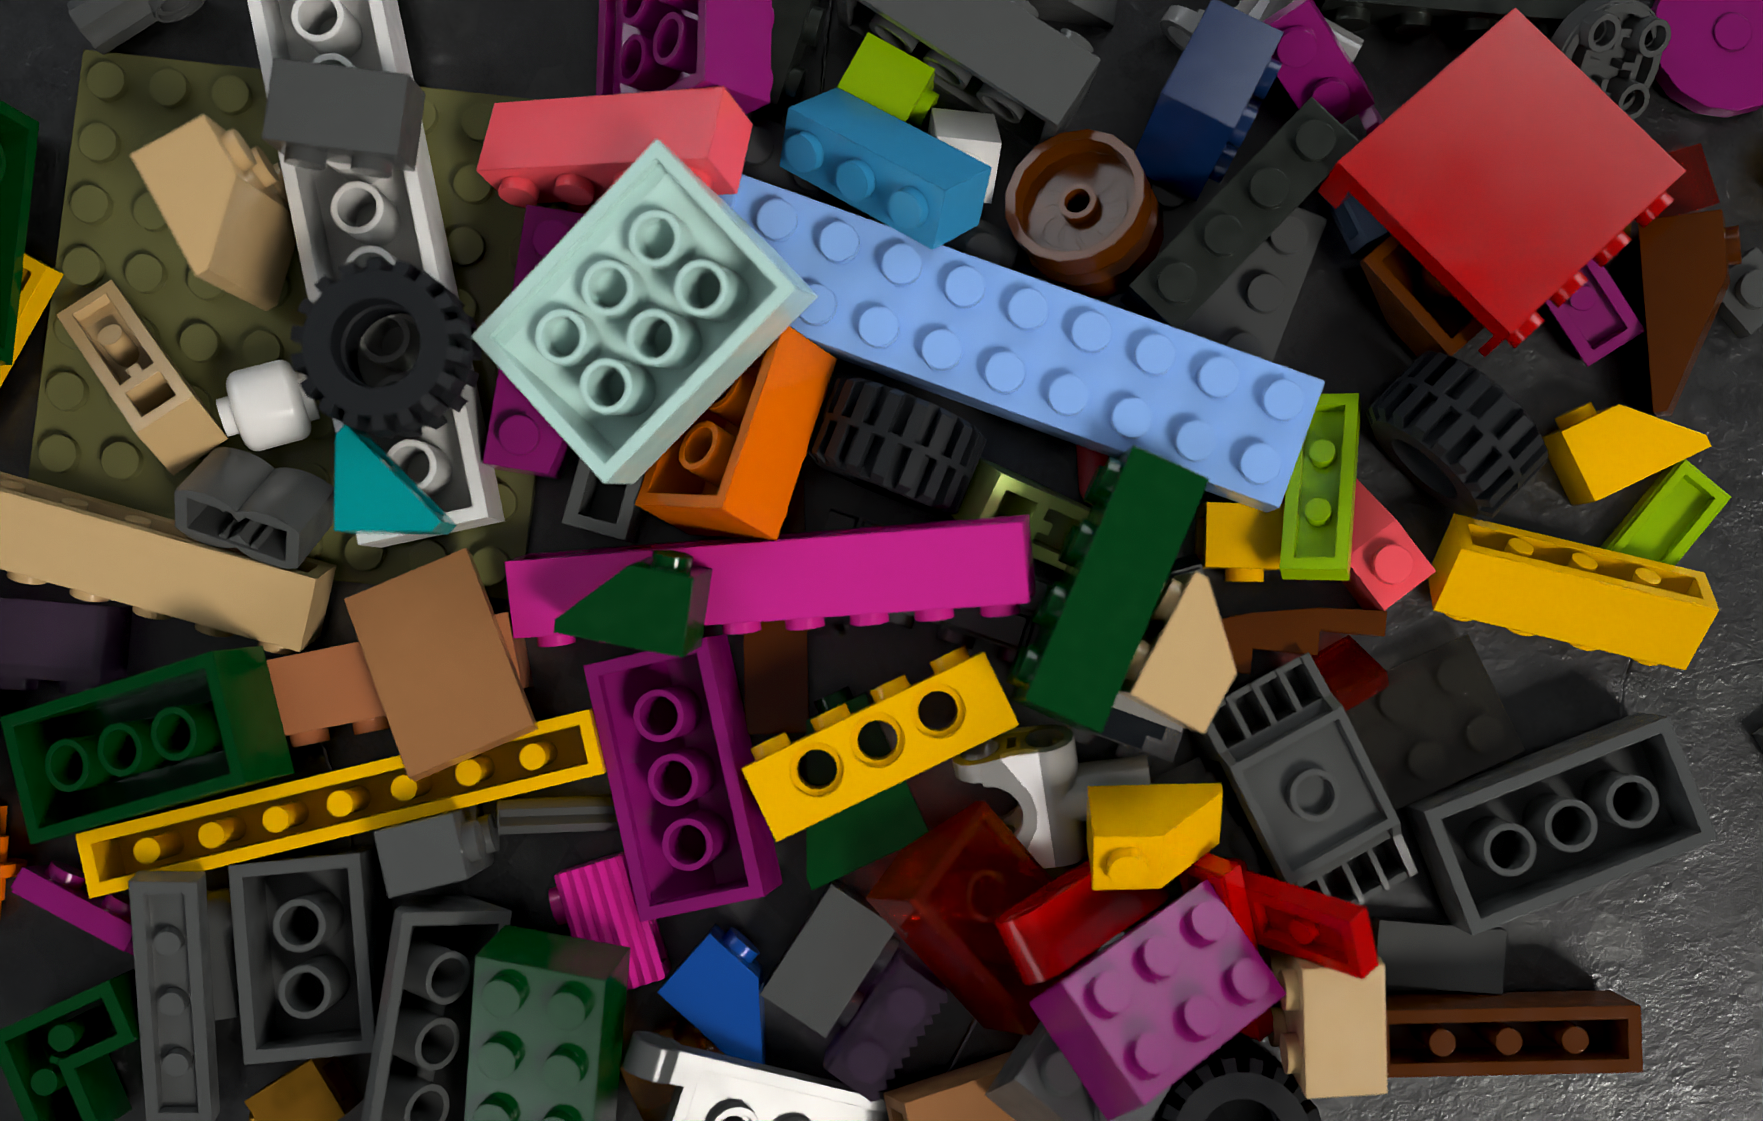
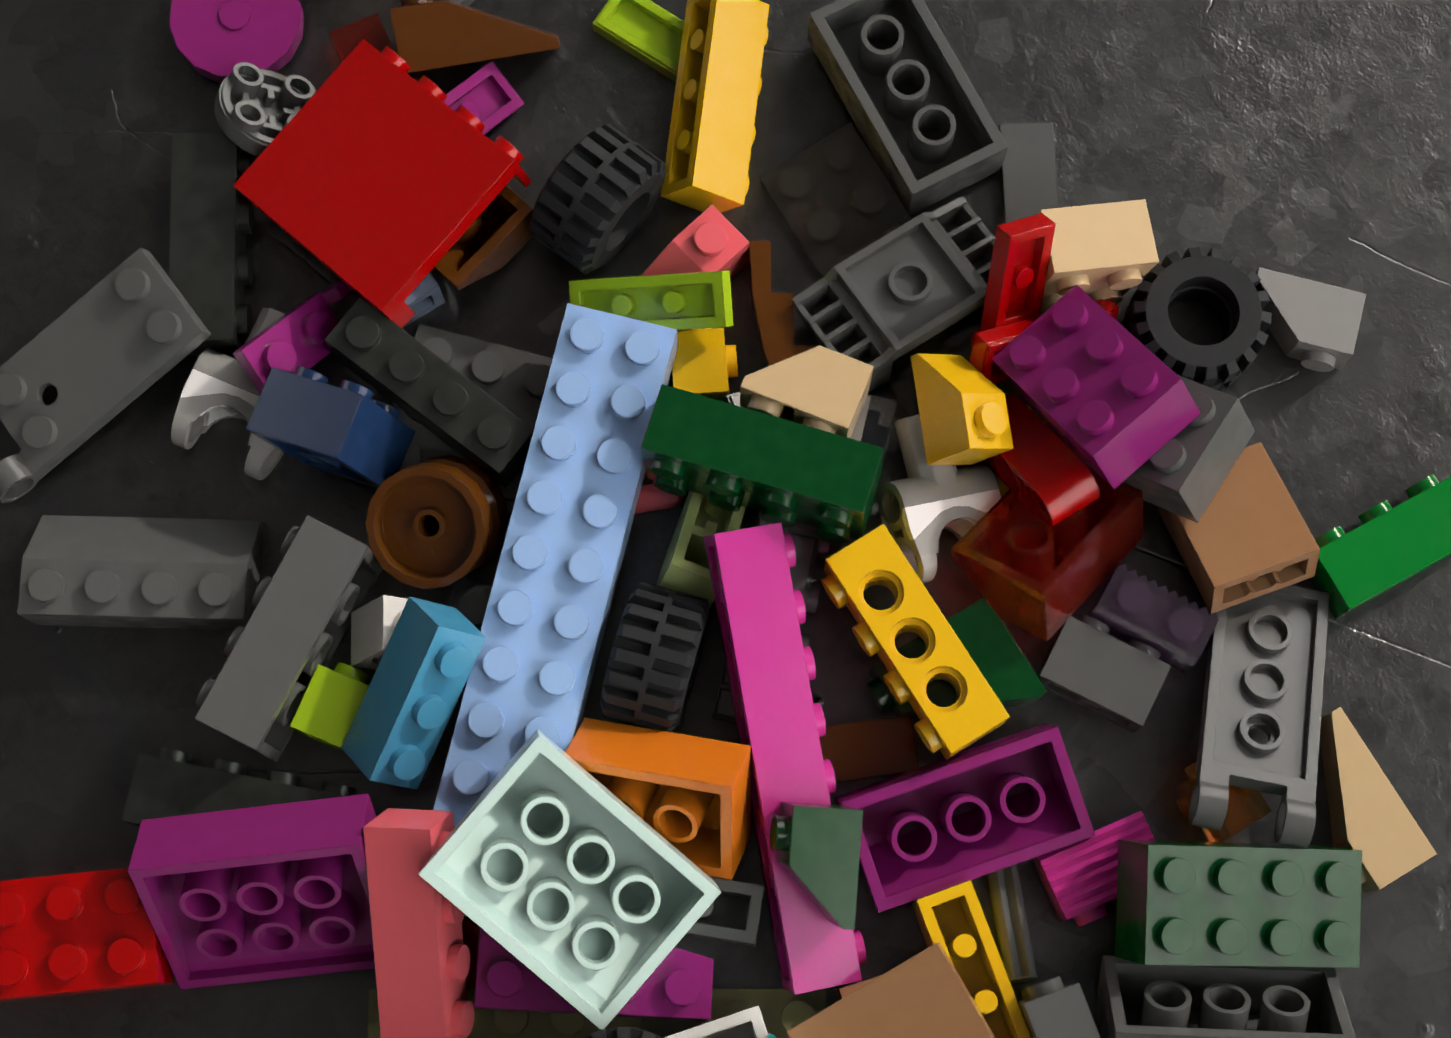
camera: 100 degrees left, 10 degrees down
(720, 993) = (1145, 763): blue slope -> none
(1350, 672) = (802, 265): clear red tile -> none
(1512, 1034) = (1083, 108): reddish brown brick -> none
(1614, 448) = (593, 77): yellow slope -> none

